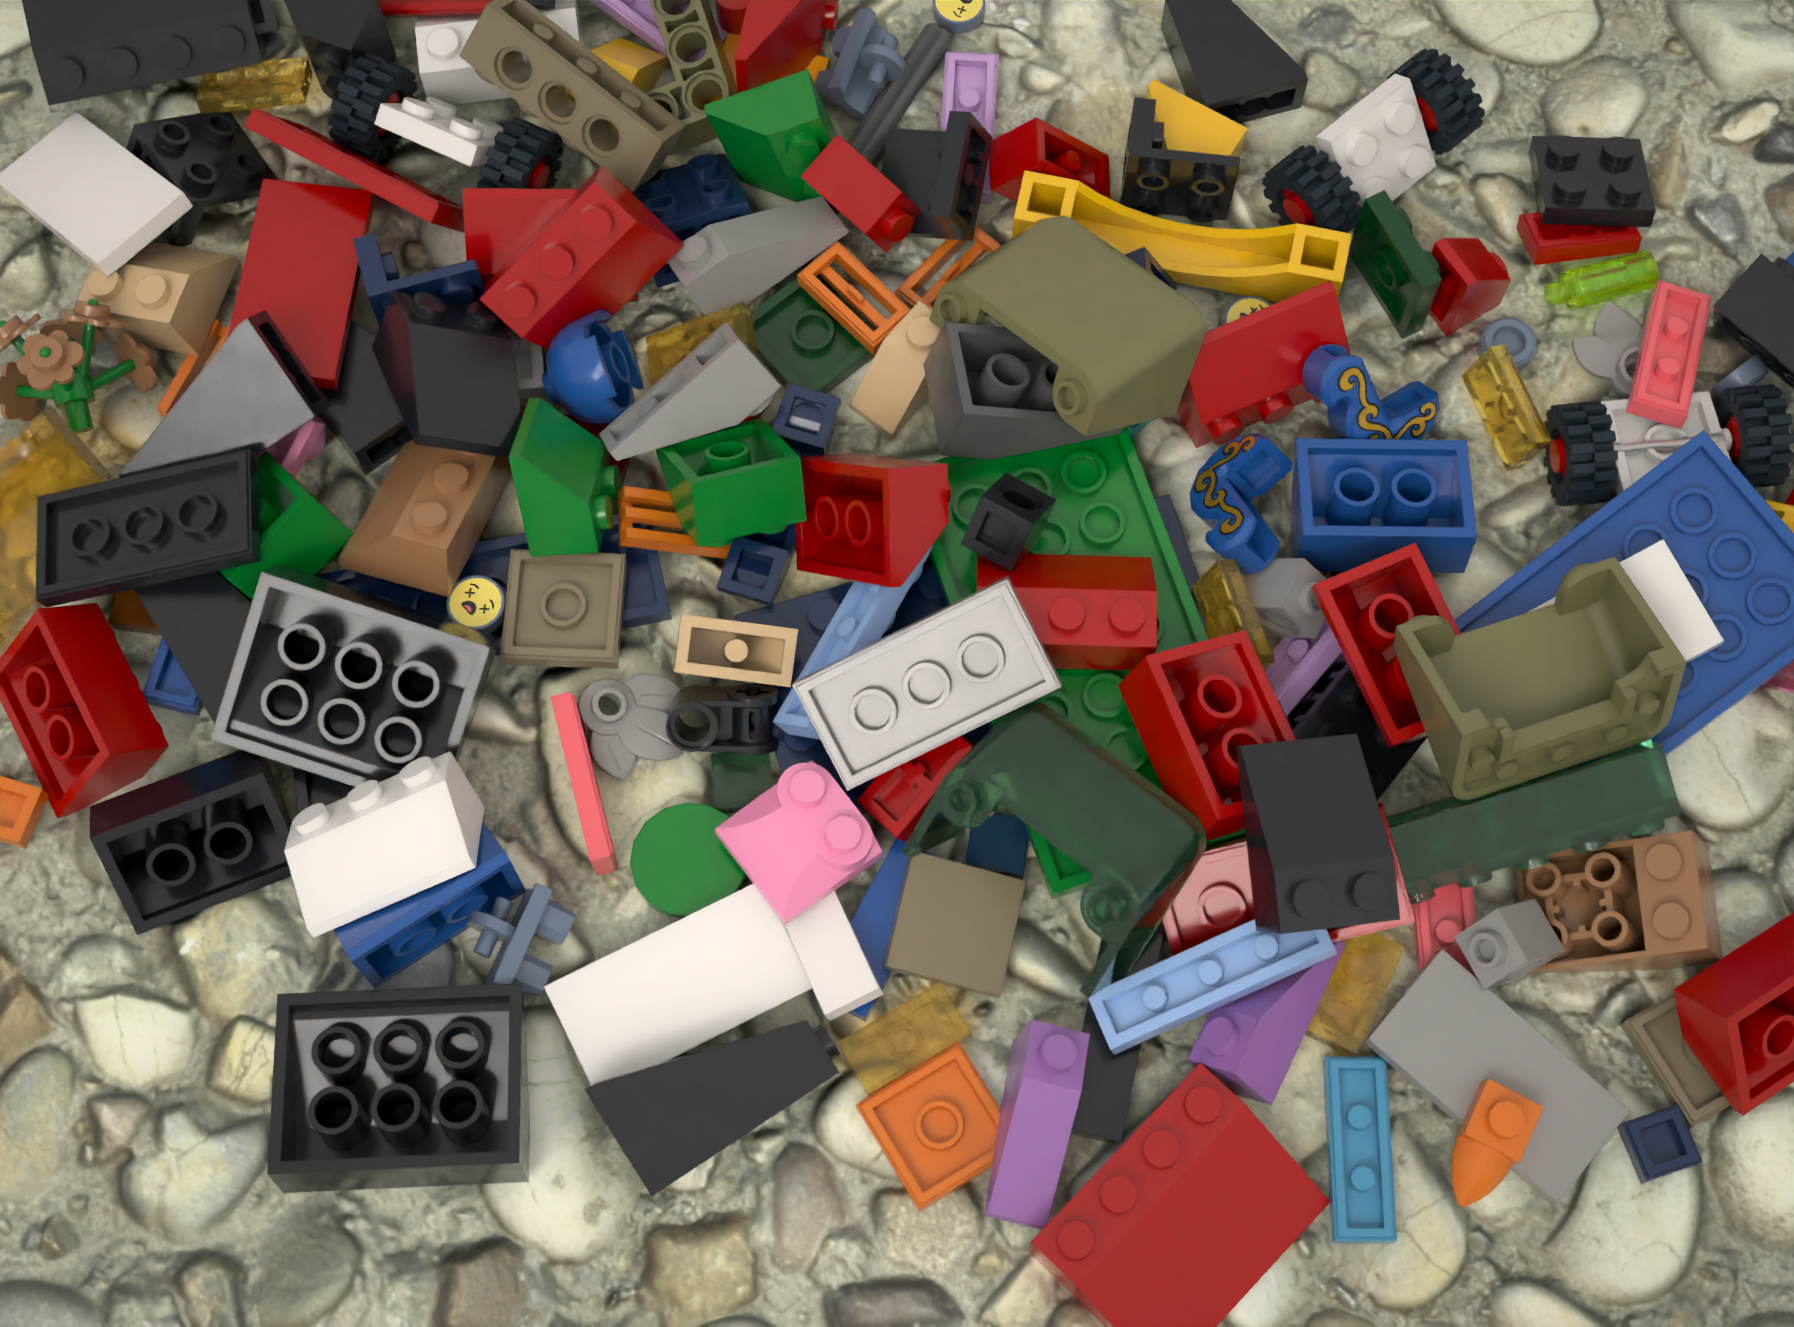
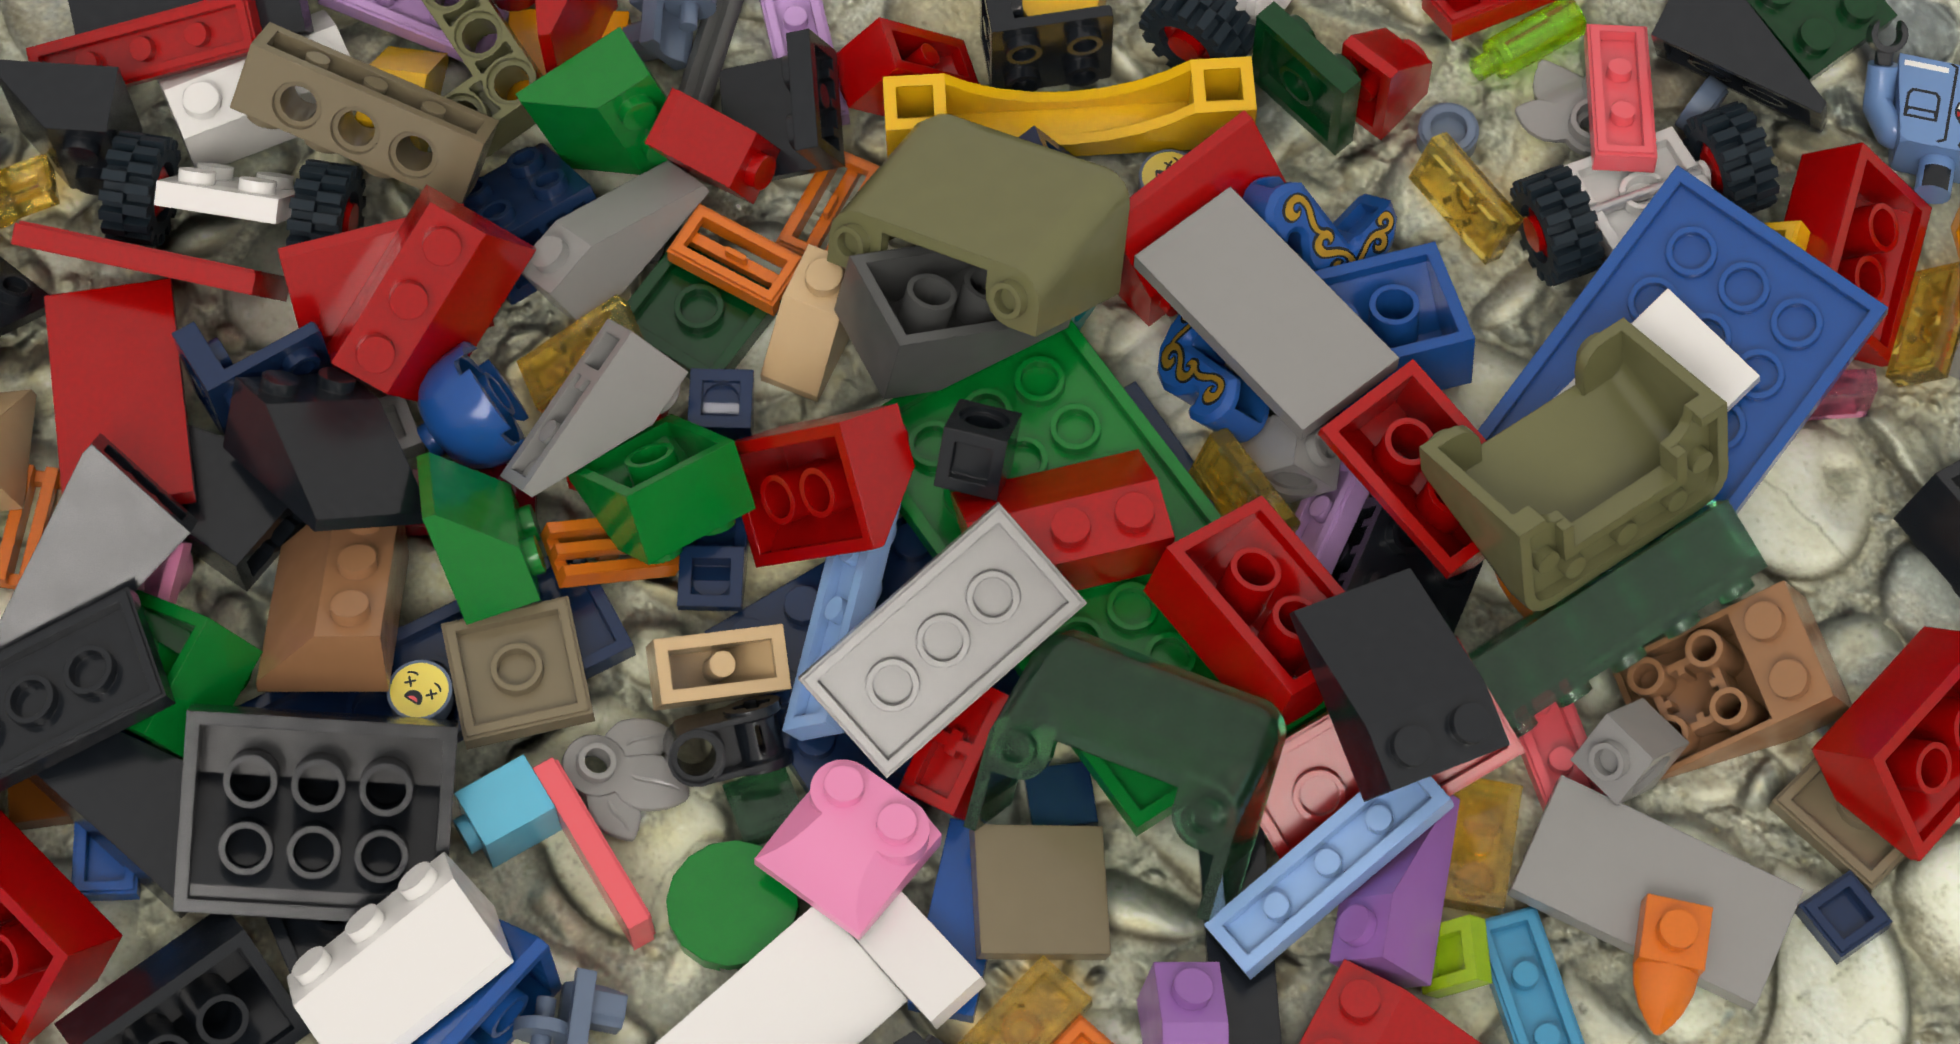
camera: 15 degrees left, 5 degrees down
(518, 727) = (505, 812): none -> medium azure brick
(1297, 466) = (1266, 313): none -> light grey tile
(1306, 1086) = (1460, 958): none -> lime plate

